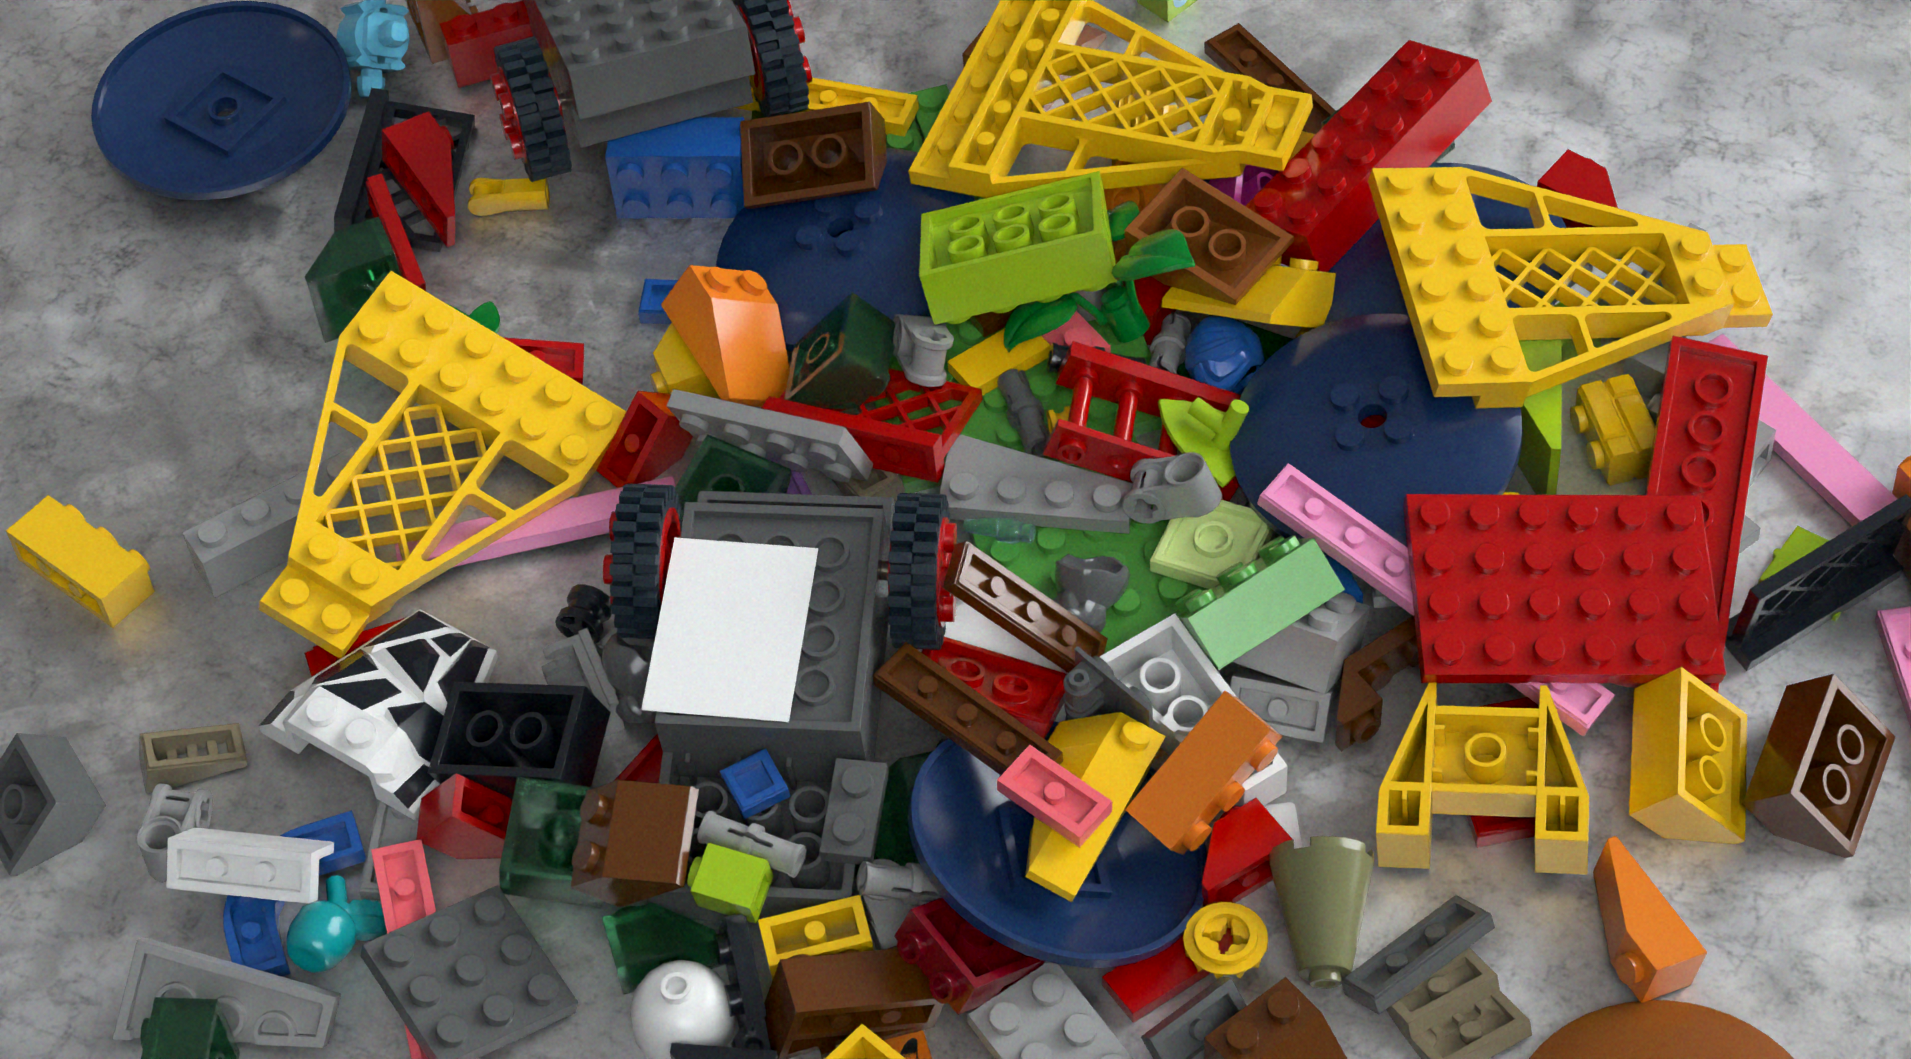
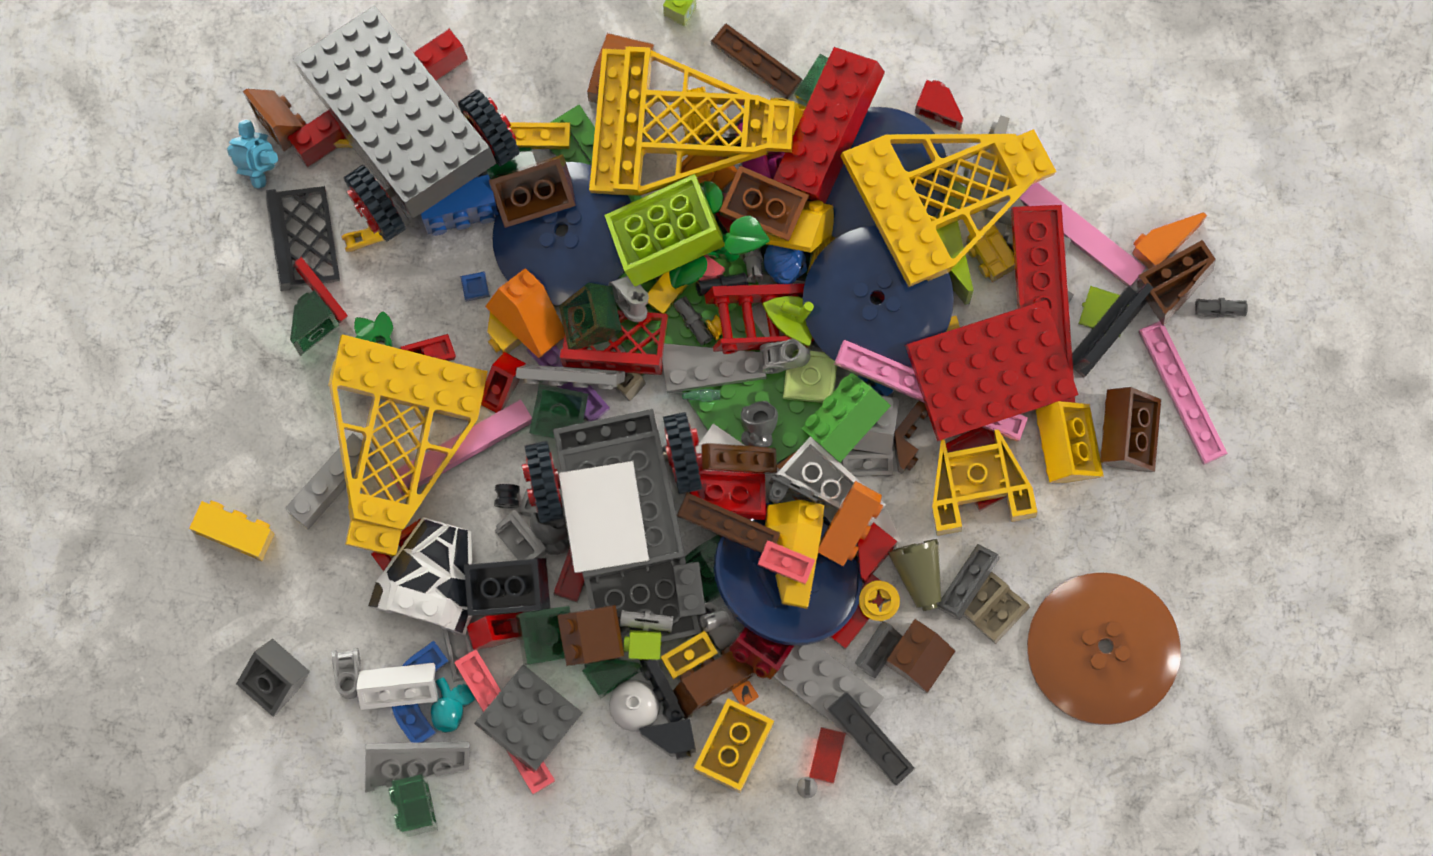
camera: 20 degrees left, 25 degrees up
(169, 84) = (161, 189): dark blue dish -> none
(181, 771) = (332, 640): dark tan slope -> none
(422, 163) = (315, 234): red slope -> none
(755, 783) = (636, 587): blue tile -> none
(1642, 930) = (1070, 545): orange slope -> none

